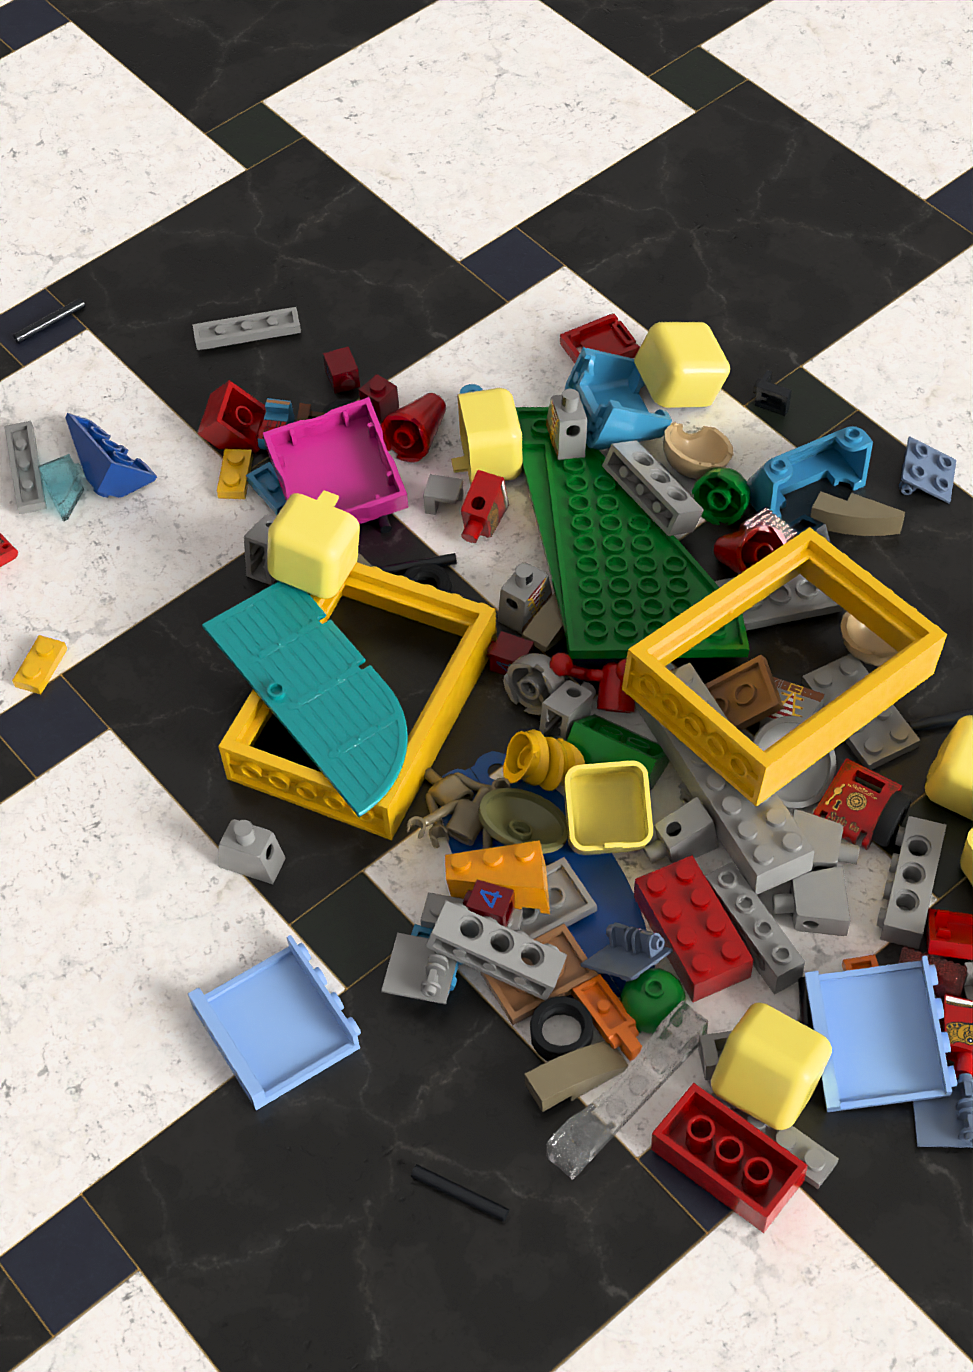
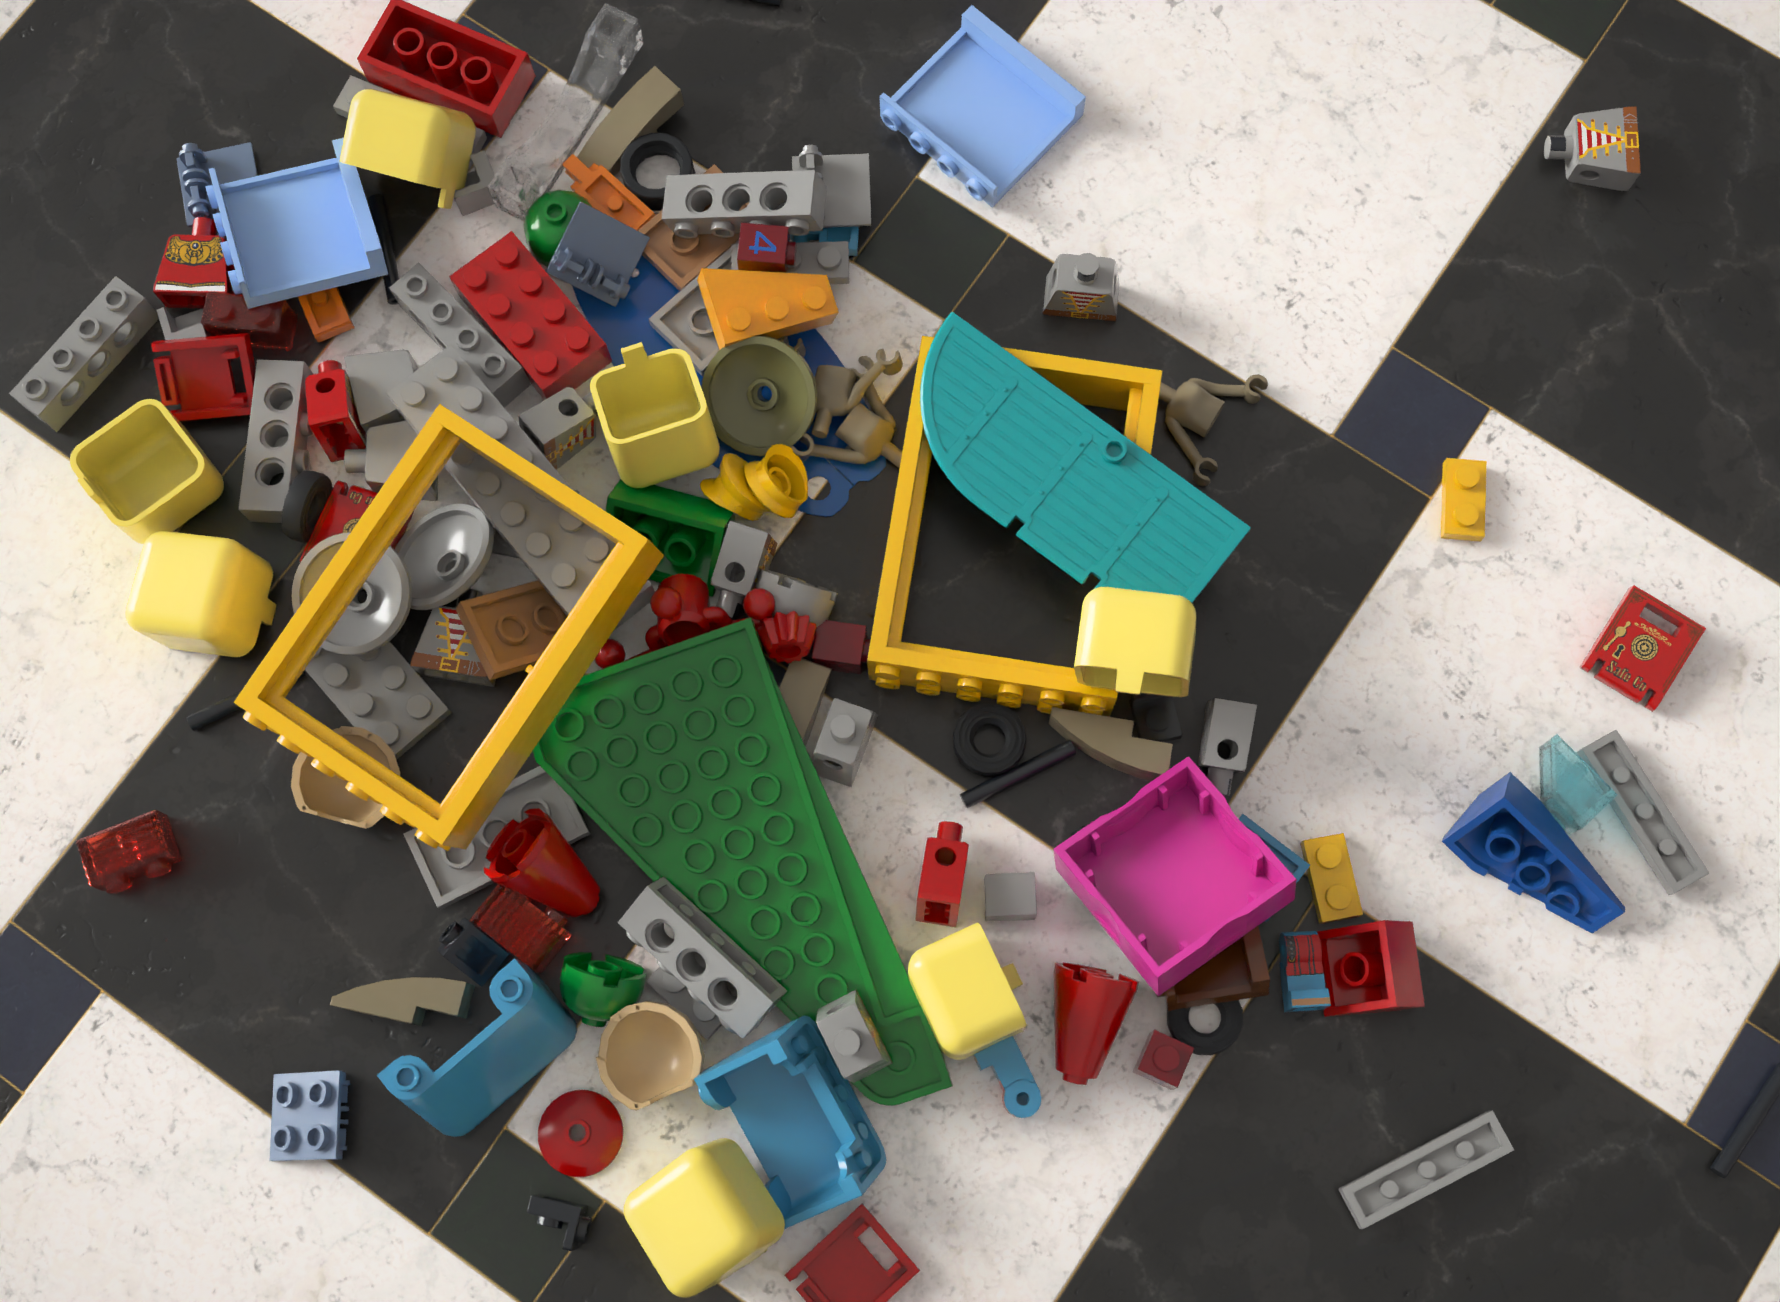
camera: 165 degrees right, 20 degrees up
(197, 755) = (1197, 409): none -> dark tan piece
(341, 370) = (1241, 1109): dark red brick -> none
(546, 644) = (787, 636): none -> red piece
(753, 438) = (602, 1135): none -> red dish
(863, 885) = (329, 402): none -> red torso
(872, 750) = (366, 624): none -> light grey dish

